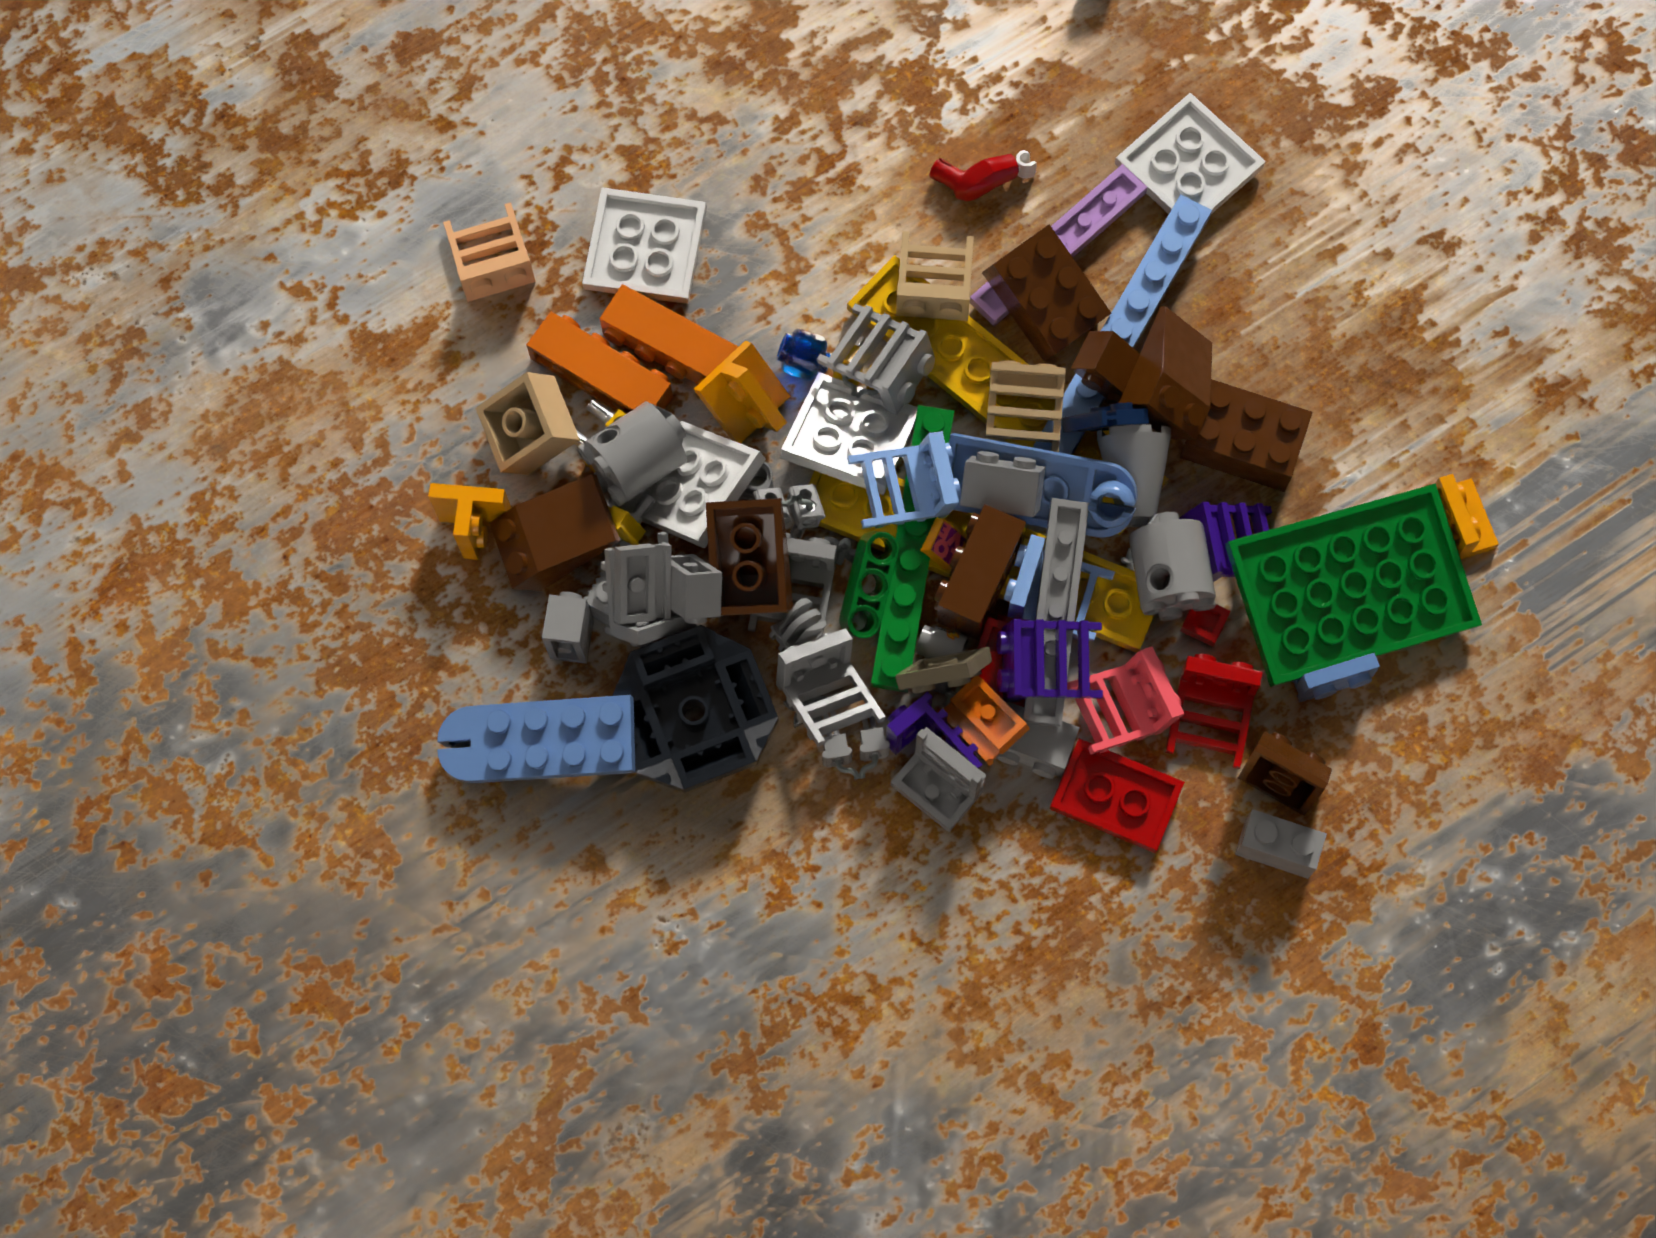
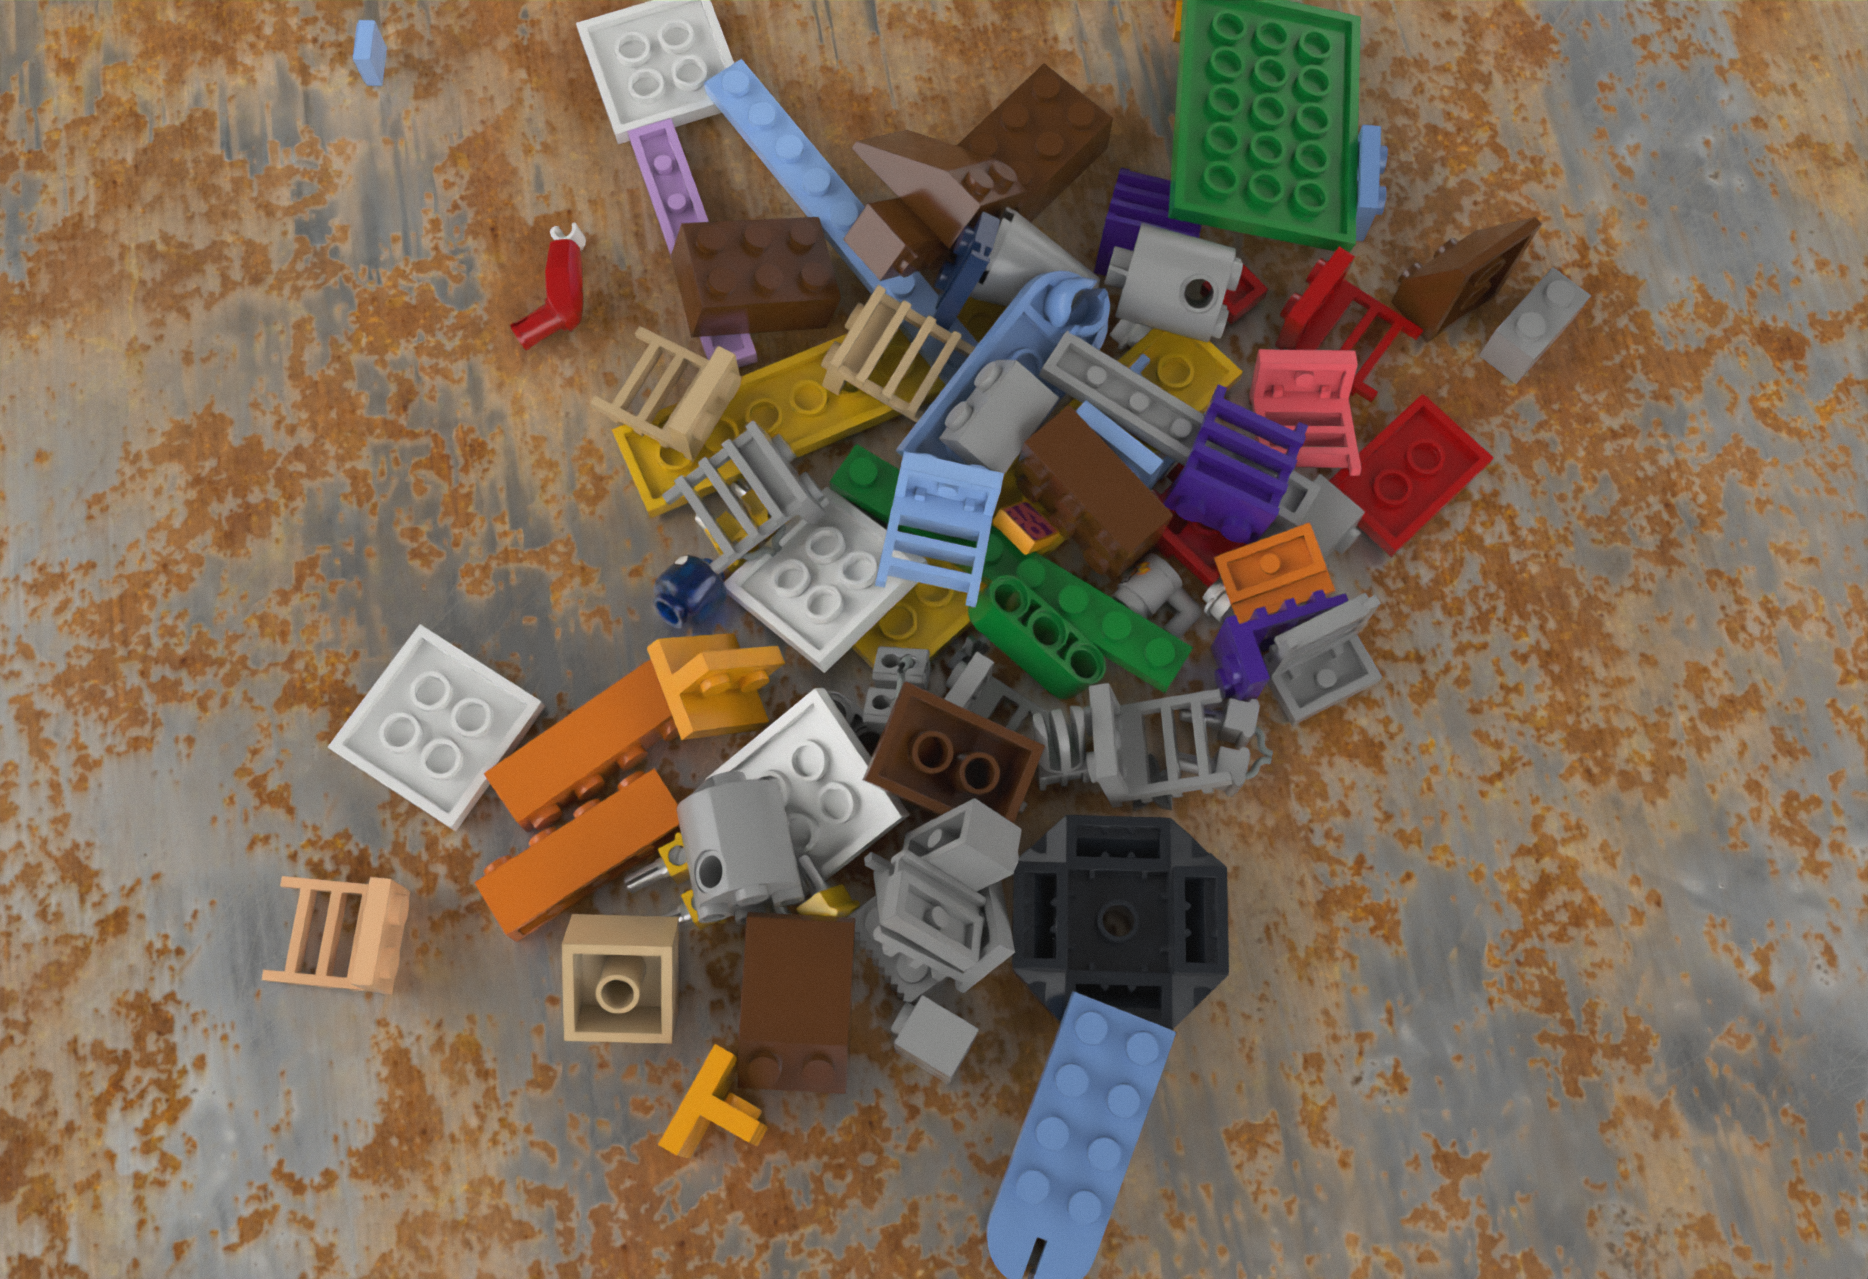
camera: 70 degrees left, 0 degrees up
(950, 668) = (1200, 589): dark tan plate -> none

